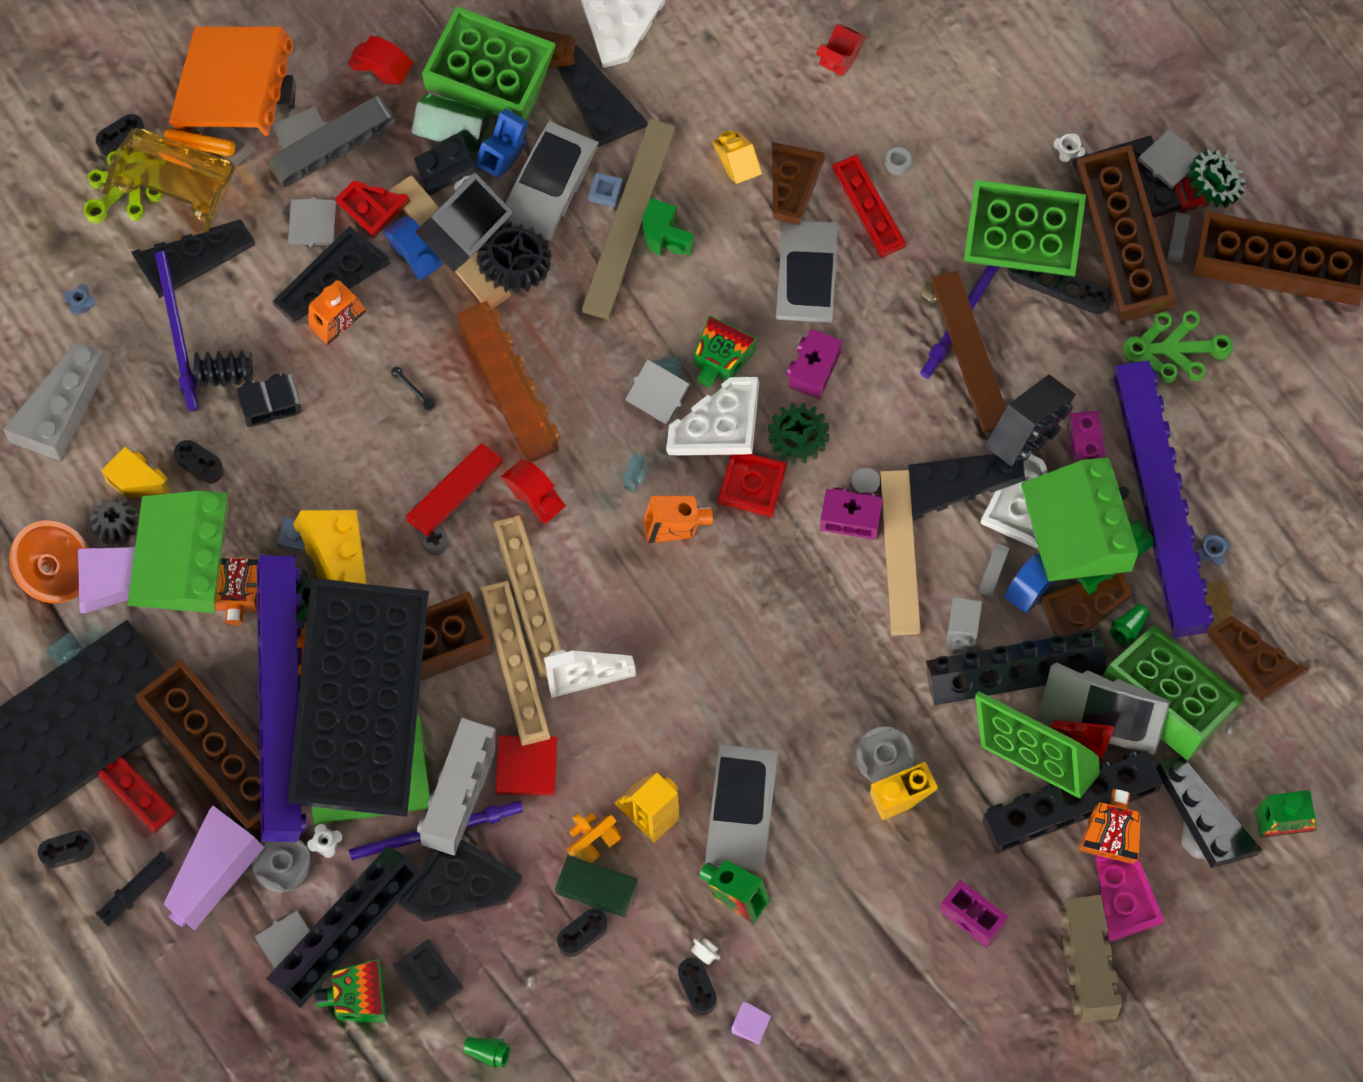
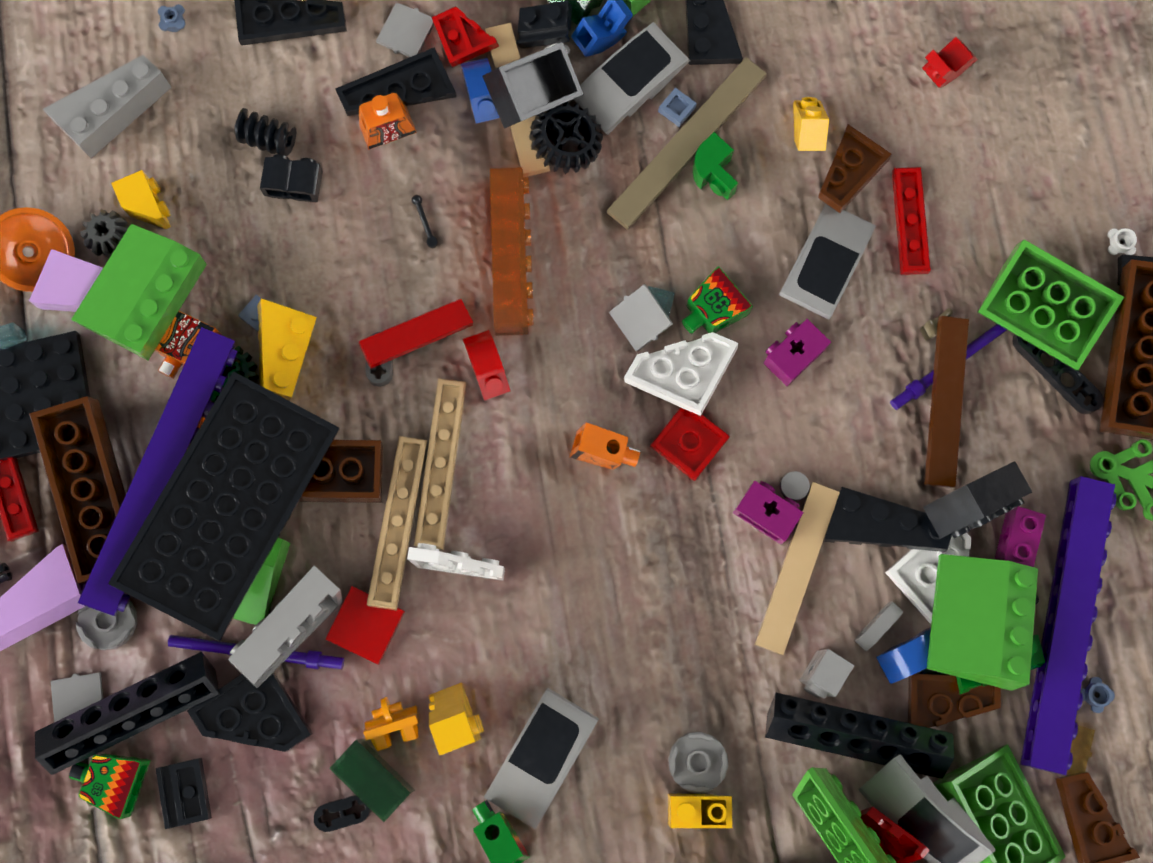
camera: 20 degrees right, 10 degrees up
(187, 380) = (227, 131): dark purple bar -> none
(202, 456) = (210, 207): black beam -> none
(326, 849) = (151, 626): white plate -> none
(635, 472) = (586, 387): clear light blue plate -> none
(789, 441) = (741, 411): dark green gear -> none
(898, 160) = (956, 189): light grey tile -> none
(1127, 627) = (984, 737): green cone -> none

